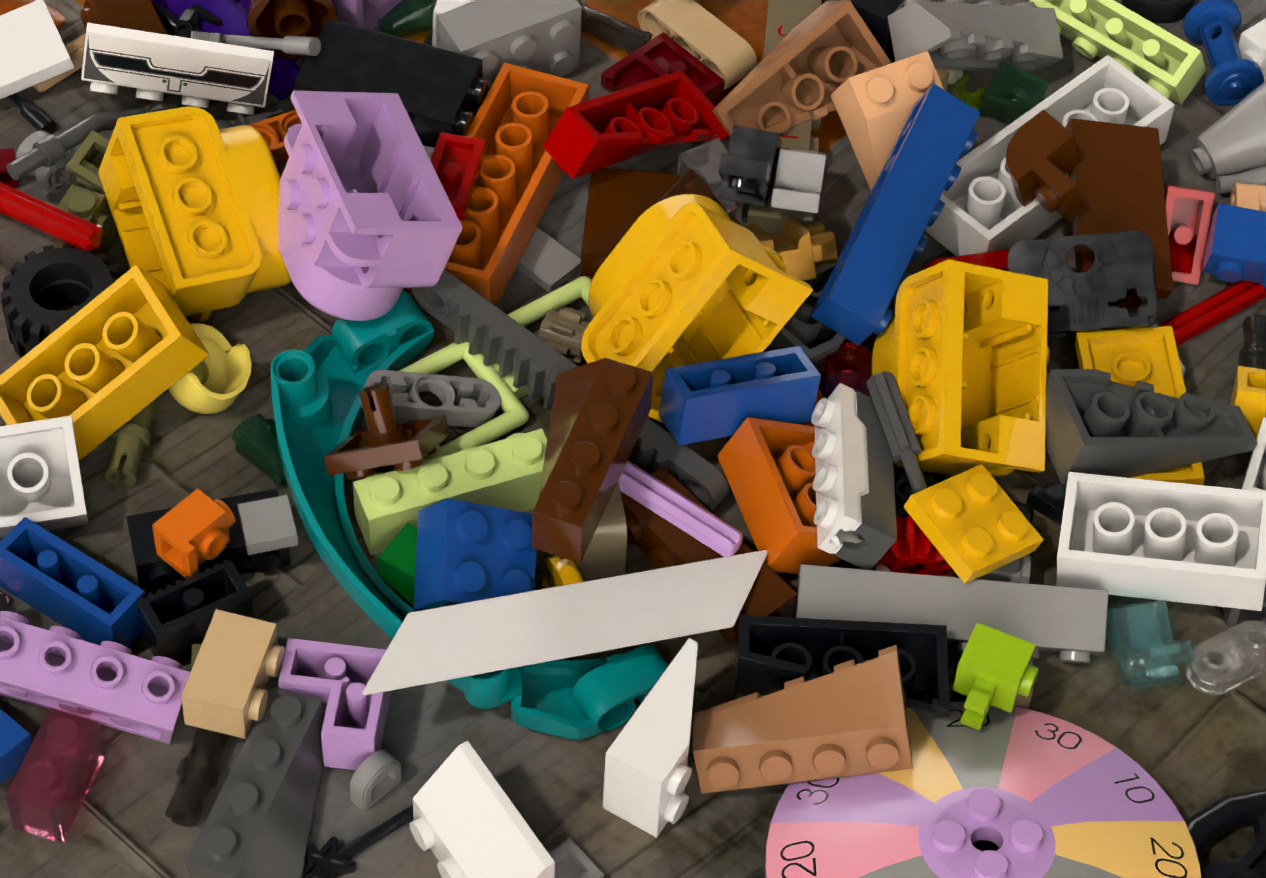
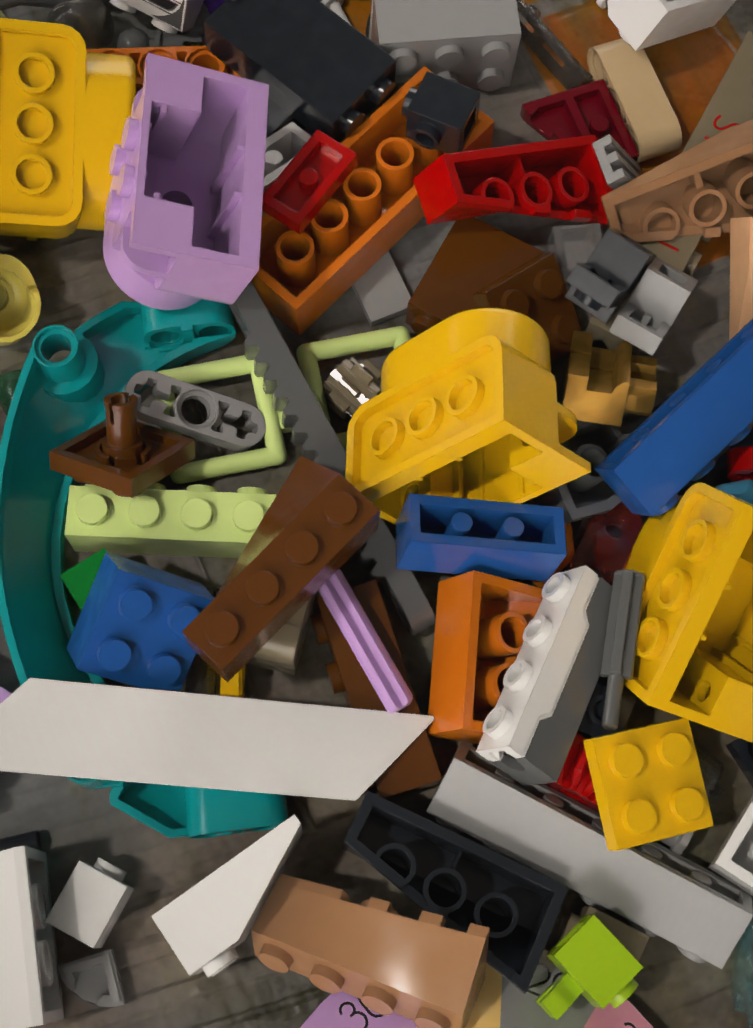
camera: 20 degrees right, 20 degrees up
(538, 796) = (91, 902): none -> white brick
(541, 87) = (441, 113): none -> black brick
(707, 82) = (615, 162): none -> light grey tile

